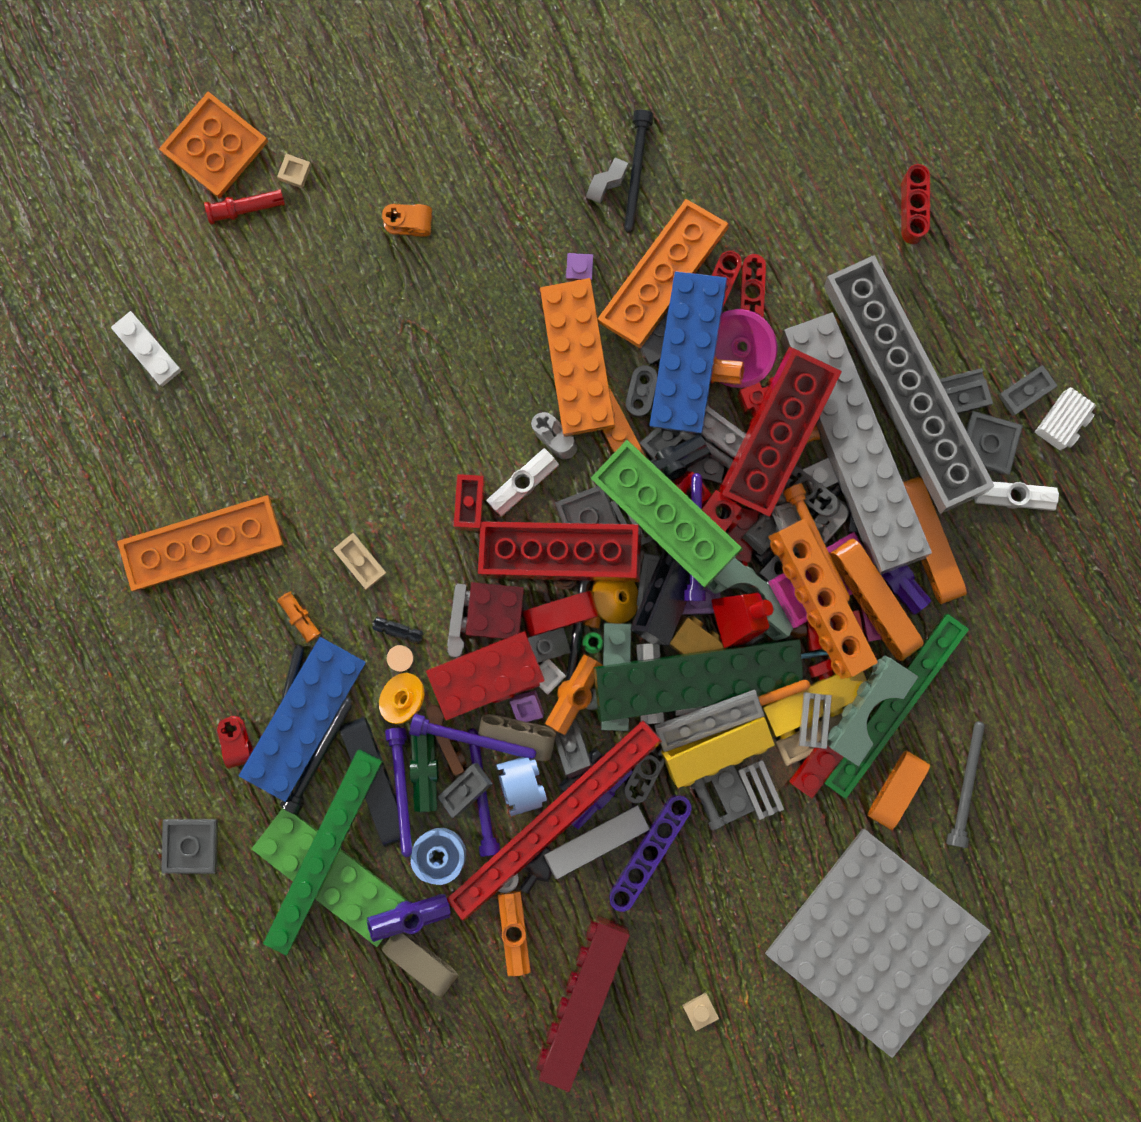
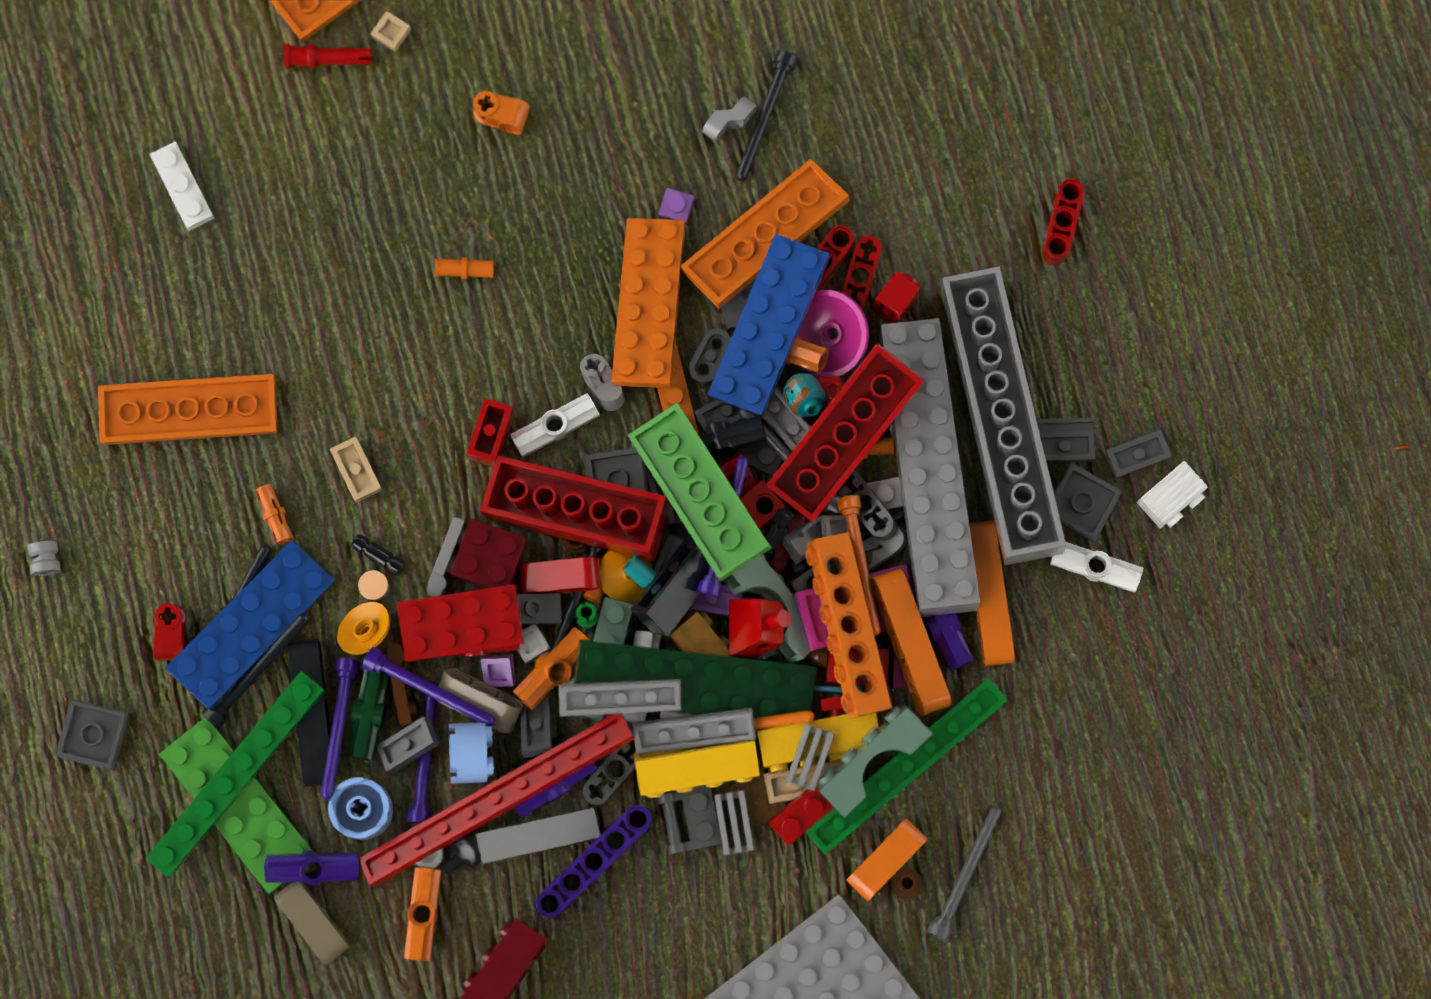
camera: 15 degrees right, 5 degrees down
(108, 703) = (43, 558): none -> light grey wheel
(410, 363) = (464, 268): none -> orange pin
(629, 594) = (639, 571): none -> teal hinge
(641, 709) = (619, 697): none -> light grey tile
(733, 406) = (804, 395): none -> teal head
(741, 528) = (777, 531): none -> black axle
(792, 303) = (897, 298): none -> red brick
(920, 815) = (906, 893): none -> reddish brown plate

